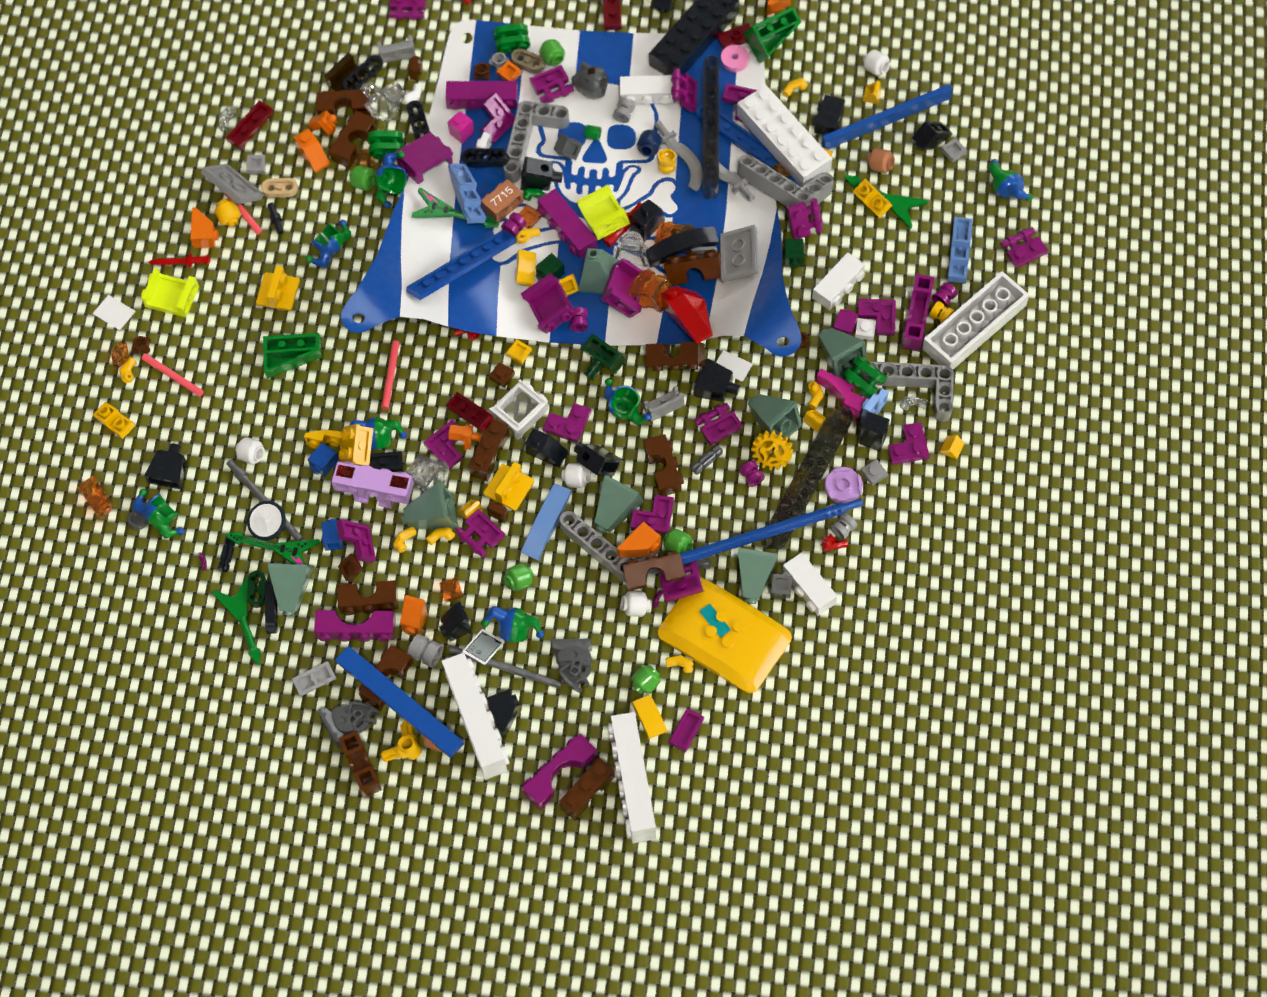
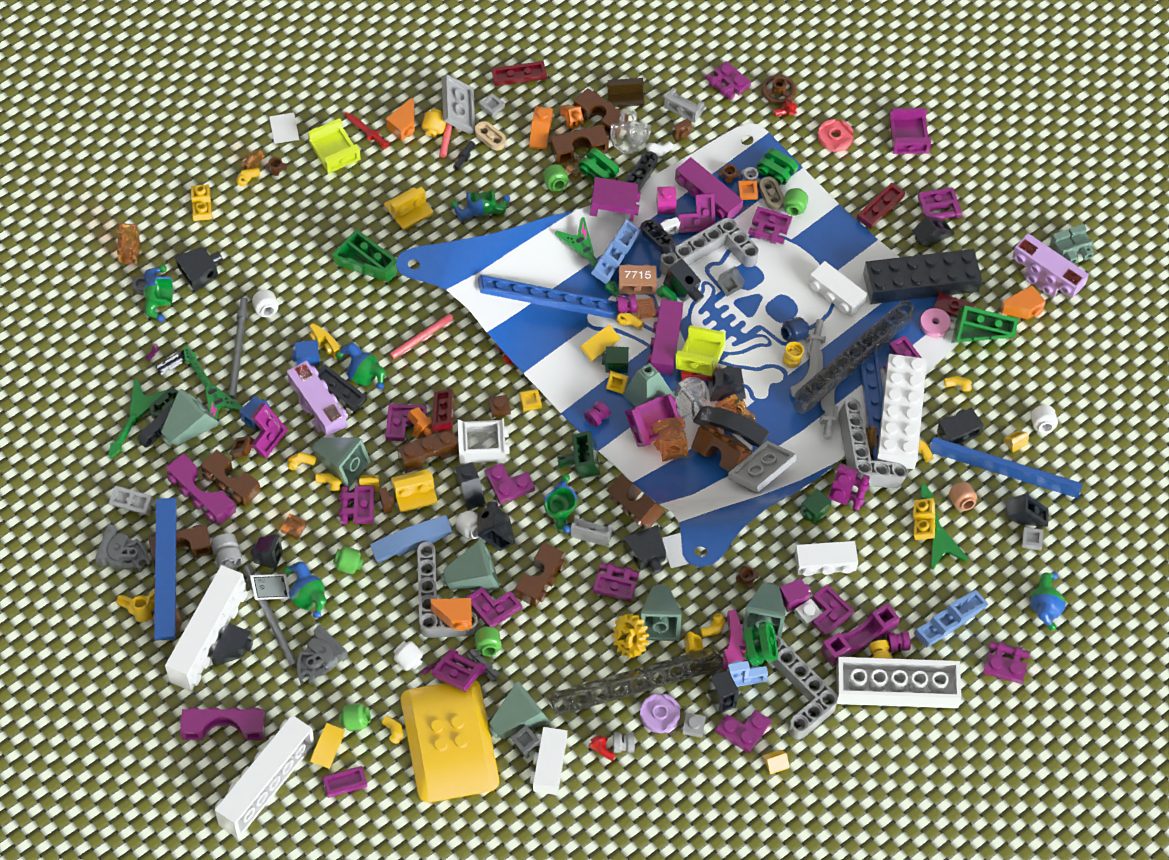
camera: 40 degrees right, 5 degrees down
(173, 375) = (274, 205): coral bar -> none
(225, 116) = (508, 53): clear arm -> none
(266, 520) = (223, 362): white wheel -> none
(356, 444) = (336, 363): yellow bracket -> none
(360, 764) = (101, 580): reddish brown arch -> none
(363, 67) = (651, 97): black beam -> none
(390, 178) = (572, 193): green piece -> none
(413, 615) = (244, 519): orange slope -> none
(428, 472) = (365, 426): clear container -> none
(549, 303) = (586, 382): magenta panel -> none
(580, 794) = (212, 753): reddish brown arch -> none
(591, 80) = (801, 247): dark grey piece -> none
(593, 132) = (761, 286): green hose -> none
(623, 111) = (802, 289): light grey wheel -> none
(670, 566) = (456, 650): reddish brown arch -> none
(684, 88) = (866, 317): magenta plate -> none
(688, 311) = (676, 475): red wedge -> none
(706, 459) = (578, 600): dark grey axle -> none
(709, 614) = (450, 711): teal sticker -> none
(751, 473) = (599, 640): magenta wheel -> none
(768, 531) = (541, 683): blue axle -> none
(913, 400) = (783, 697): clear arm -> none

